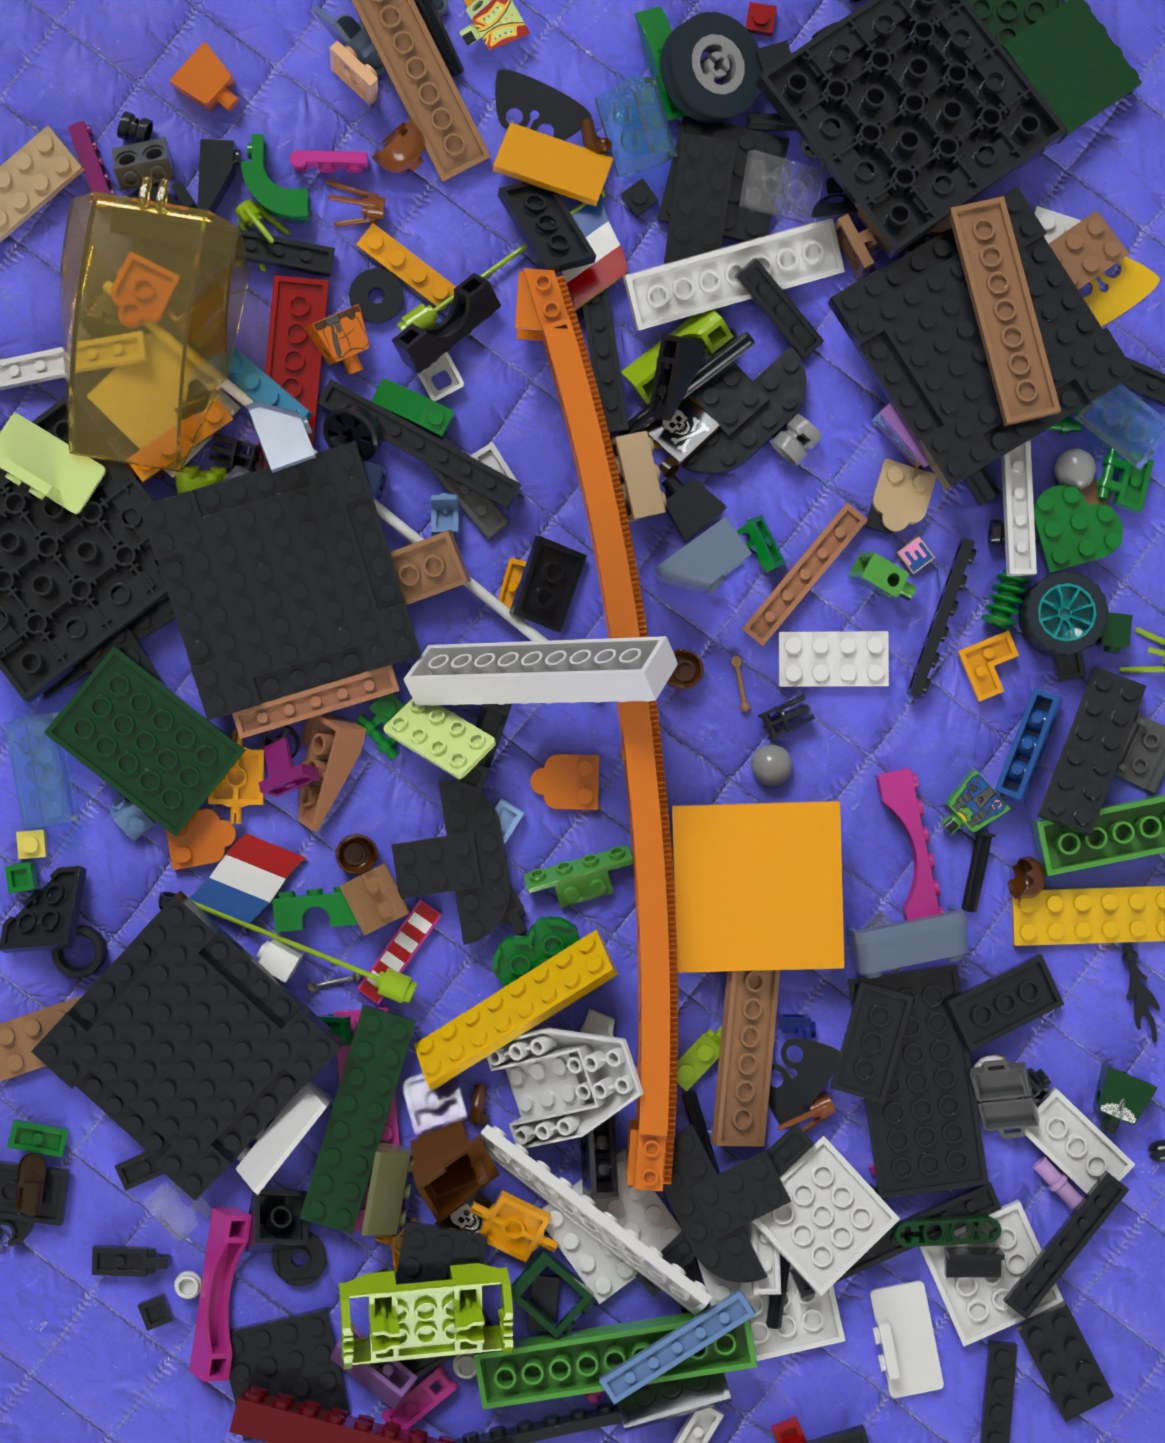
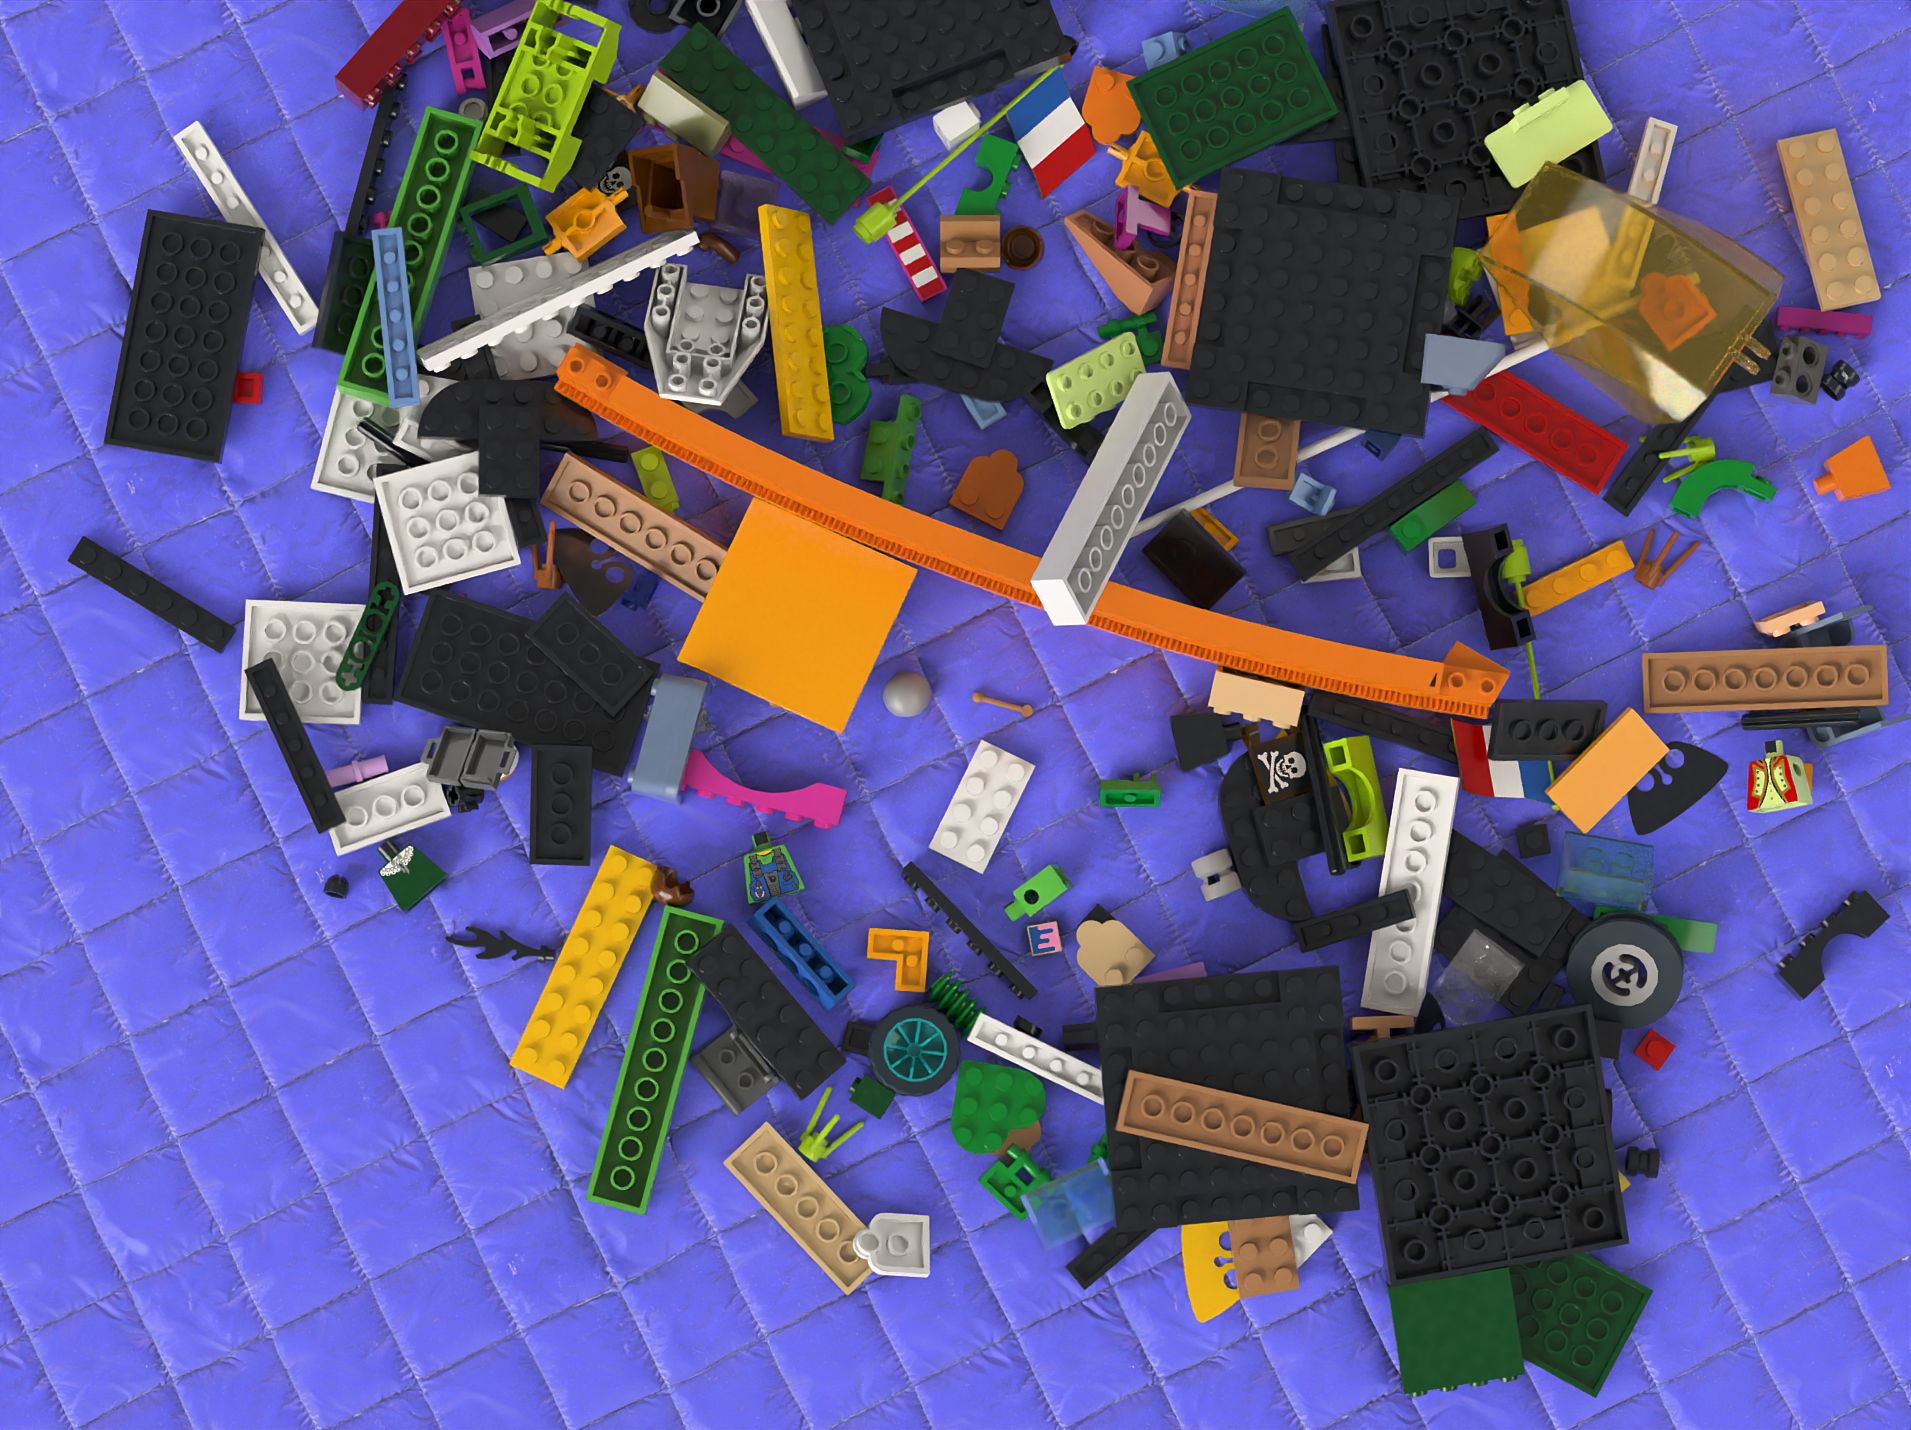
camera: 120 degrees right, 5 degrees down
(183, 195) = (1747, 395): black tile -> none
(216, 171) = (1758, 438): black slope -> none
(261, 386) = (1518, 380): dark azure plate -> none
(313, 986) = (913, 145): flat silver hinge -> none
(329, 161) = (1715, 551): dark pink plate -> none
(341, 338) = (1534, 478): orange torso -> none
(361, 422) = (1442, 447): black wheel -> none
(377, 279) = (1565, 518): black tile -> none
(401, 149) = (1693, 628): dark orange cylinder -> none
(593, 141) = (1612, 822): reddish brown arm -> none
(675, 371) = (1341, 784): black slope -> none
(687, 672) = (1045, 651): reddish brown hair -> none
(704, 560) = (1141, 718): sand blue windscreen -> none
(783, 718) = (947, 727): black arm -> none
(804, 574) = (1079, 818): nougat plate -> none
(906, 1339) = (280, 547): white bracket -> none
(972, 1262) = (324, 647): black panel -> none
(977, 871) = (703, 844): black axle -> none
(1064, 1361) = (180, 691): black plate -> none
(1075, 468) = (1051, 1138): light grey hair -> none

